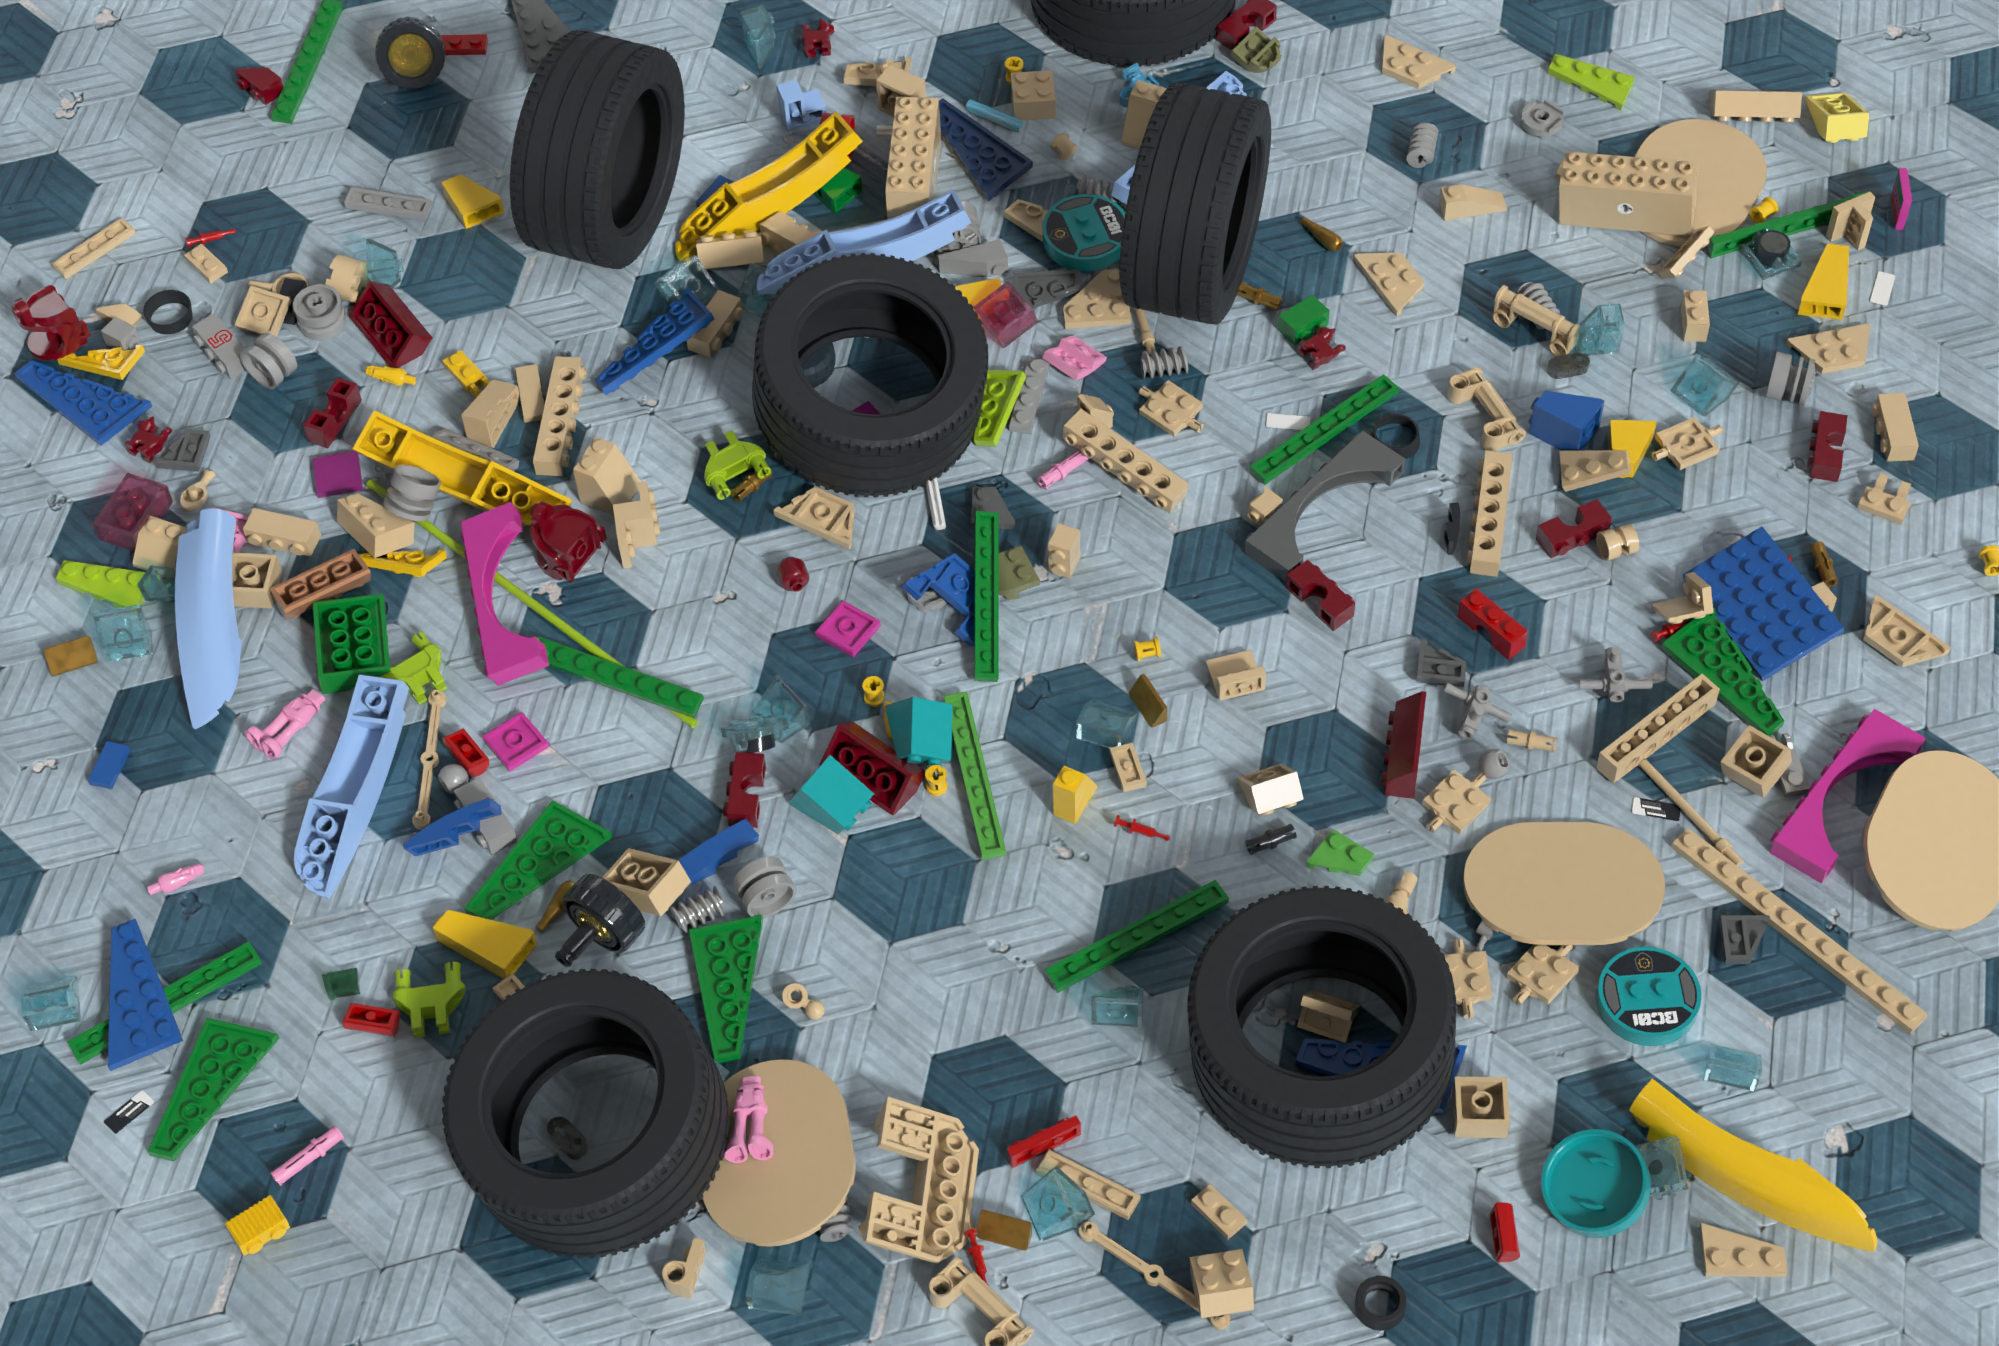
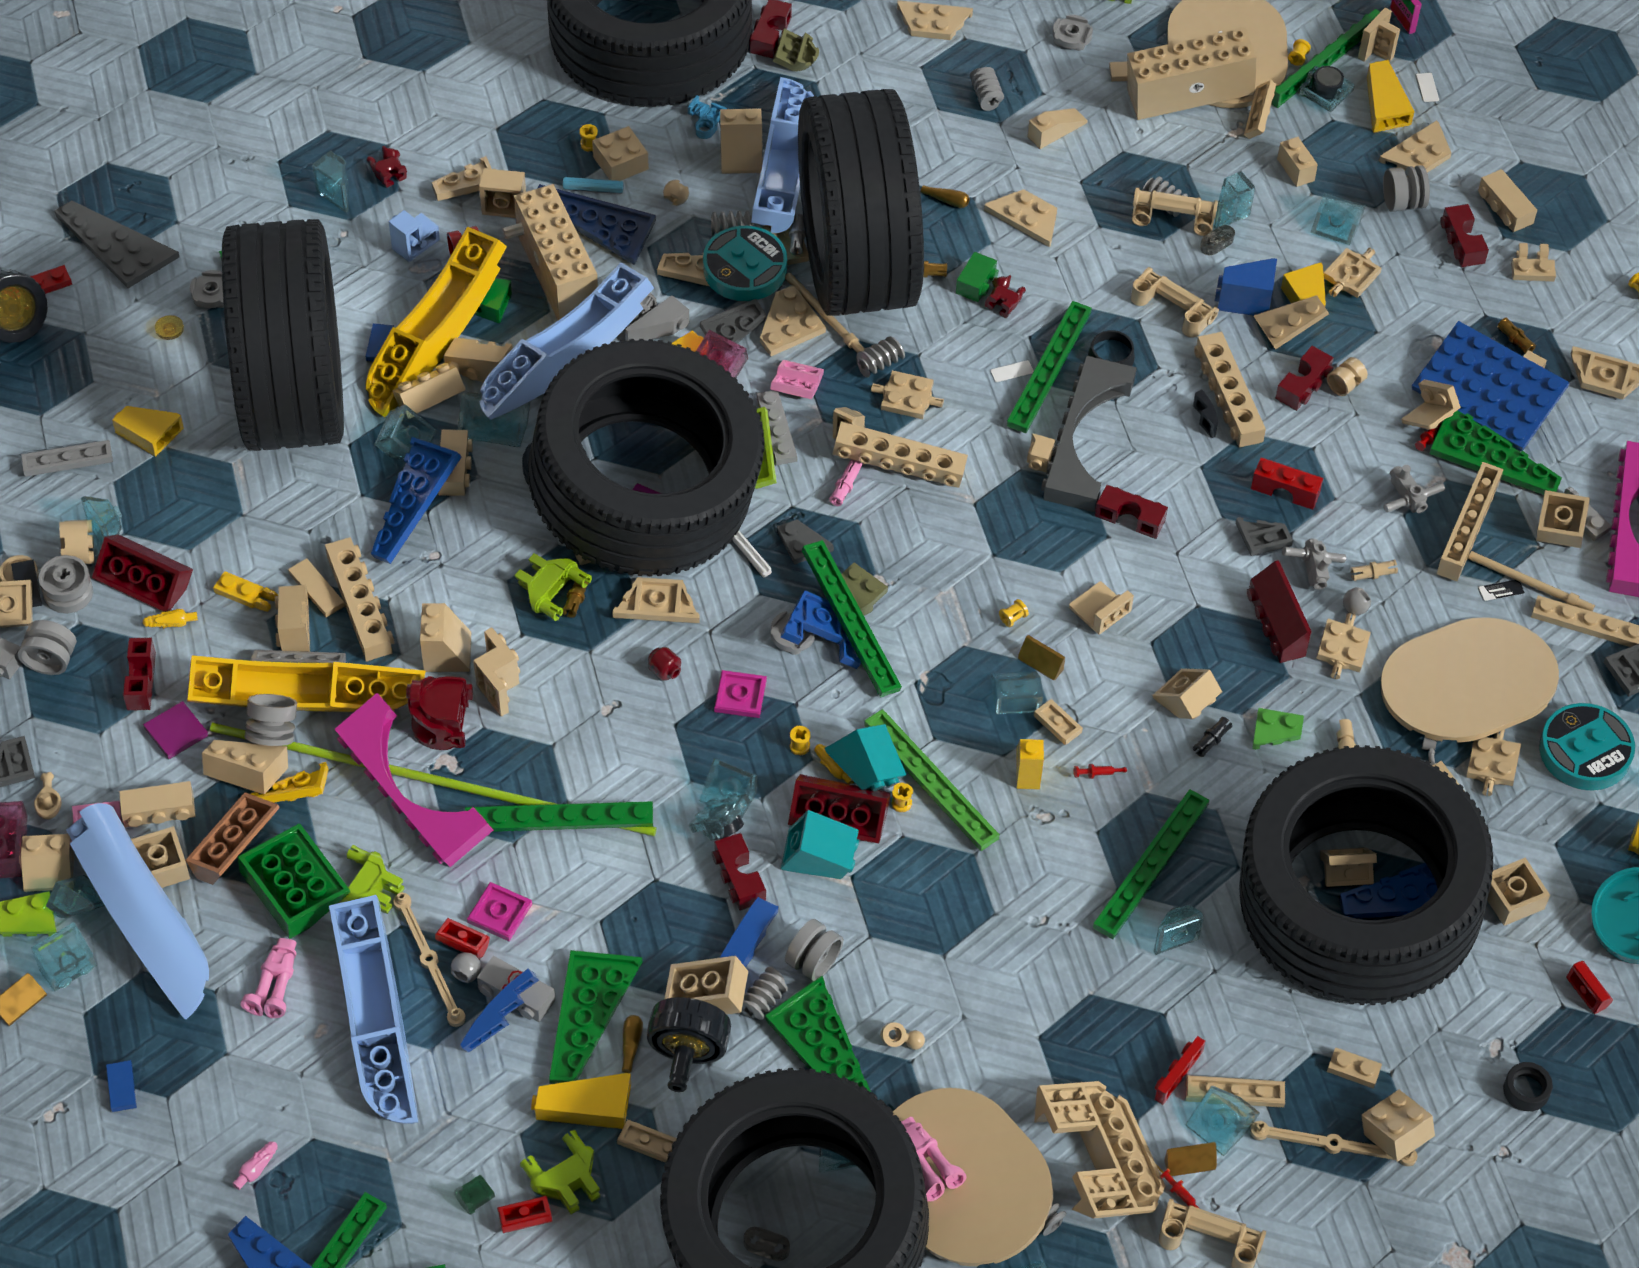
camera: 30 degrees left, 0 degrees up
(1064, 550) = (896, 553): tan brick -> none

